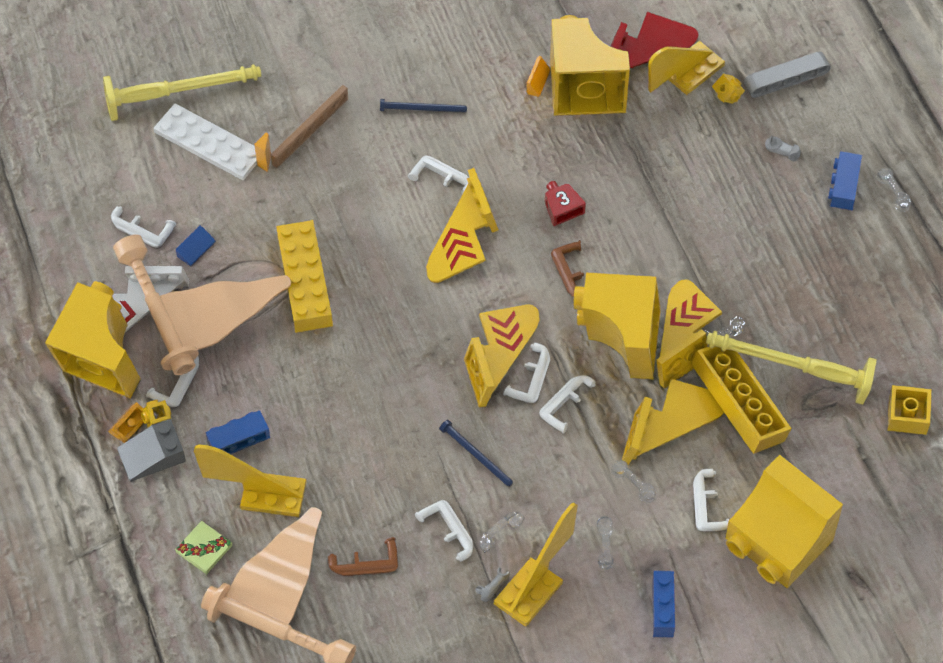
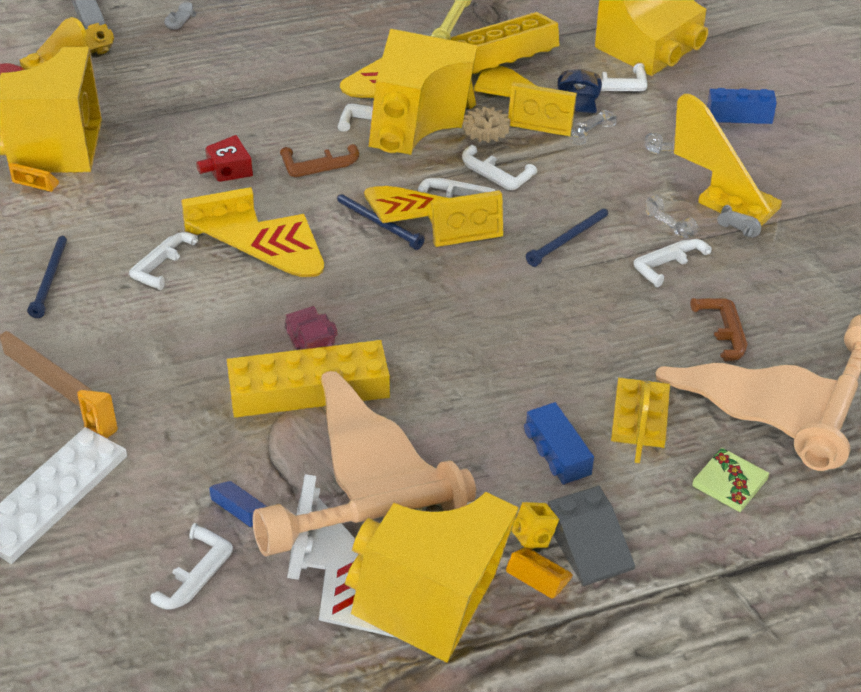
camera: 90 degrees left, 15 degrees down
(347, 274) = (310, 329): none -> clear pink brick
(465, 341) = (415, 240): none -> dark blue bar
(624, 392) = (486, 124): none -> tan gear
(674, 466) = (585, 96): none -> dark blue piece

